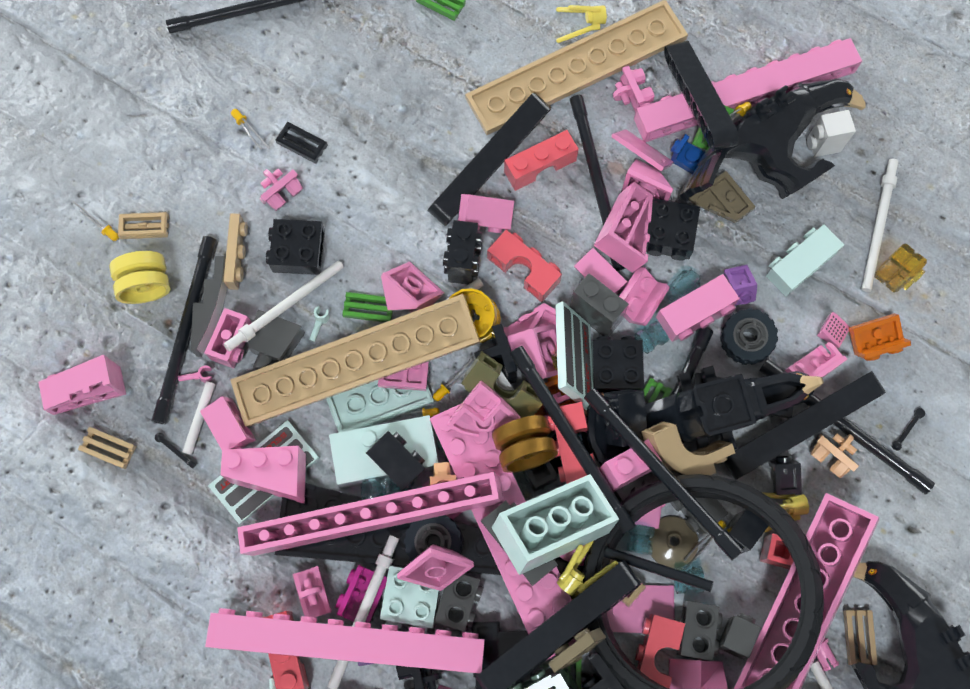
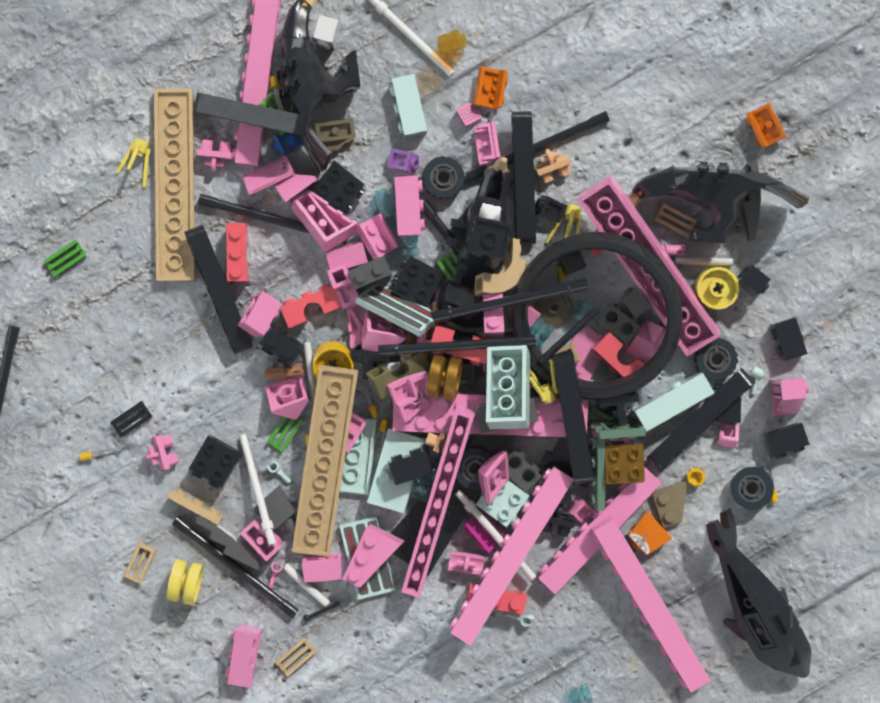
camera: 55 degrees left, 15 degrees up
(108, 231) = (132, 590): piece -> none
(435, 273) = (284, 372): none -> nougat axle
(567, 281) = (343, 285): none -> bright pink brick
(571, 654) = (591, 419): dark tan wing -> none
(918, 414) = (555, 90): black hinge -> none

